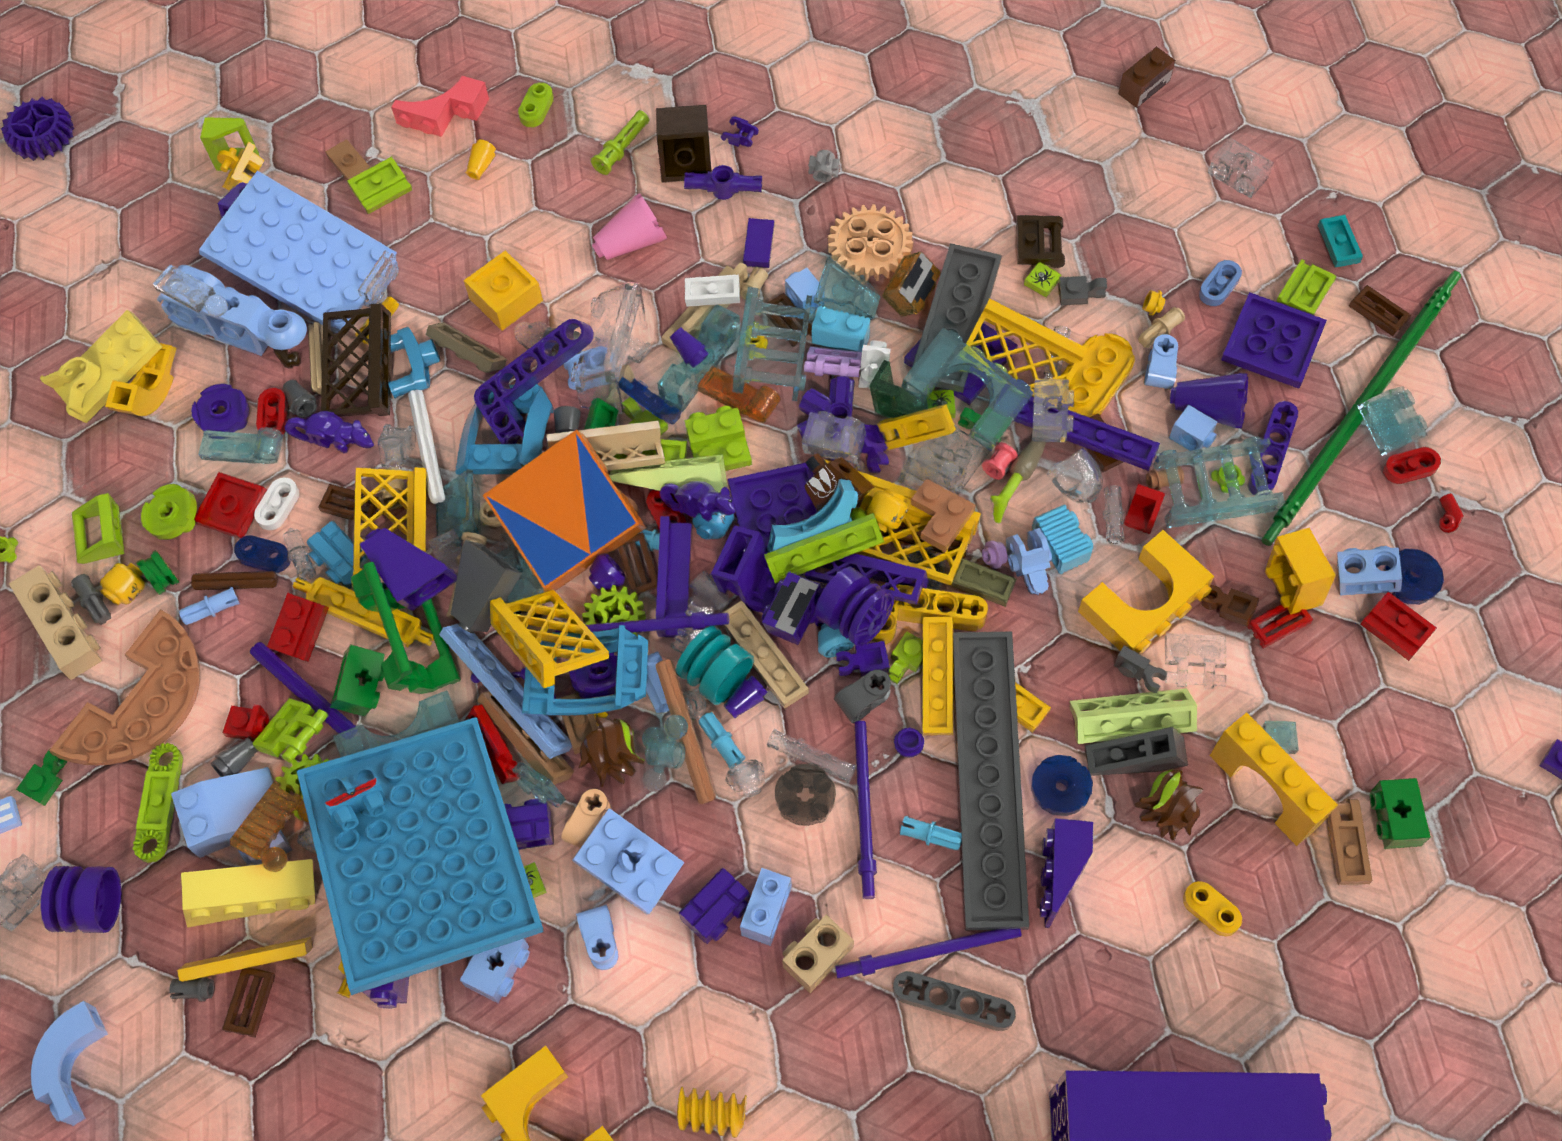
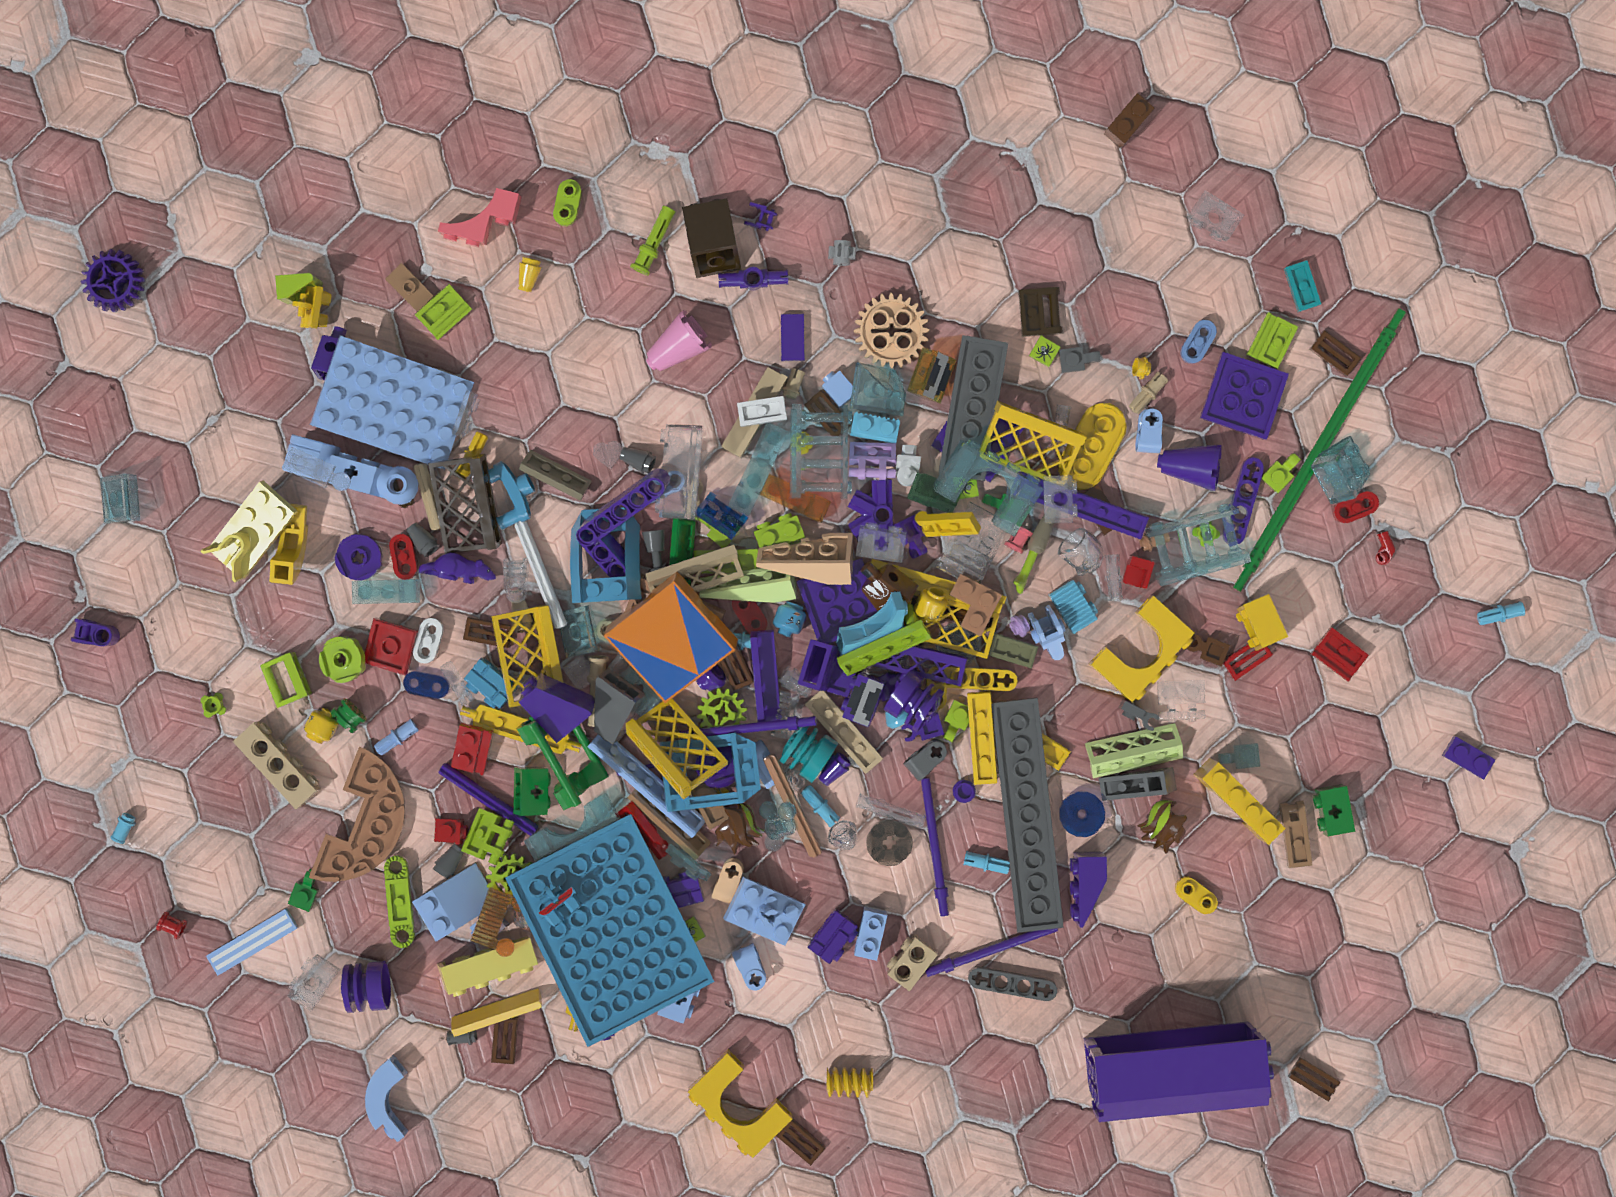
camera: 10 degrees left, 25 degrees up
(91, 599) = (299, 741): dark grey axle -> none
(237, 580) = (409, 711): reddish brown axle -> none
(503, 290) = (577, 418): yellow container -> none
(689, 348) = (749, 467): dark purple cone -> none
(698, 498) = (778, 612): dark purple animal -> none
(768, 454) = (819, 560): none -> light nougat wedge
(1193, 429) = (1177, 494): light blue brick -> none
(1318, 425) = (1278, 475): none -> lime plate
(1370, 578) = (1317, 617): light blue brick -> none
(1422, 588) = (1344, 598): clear blue plate -> none

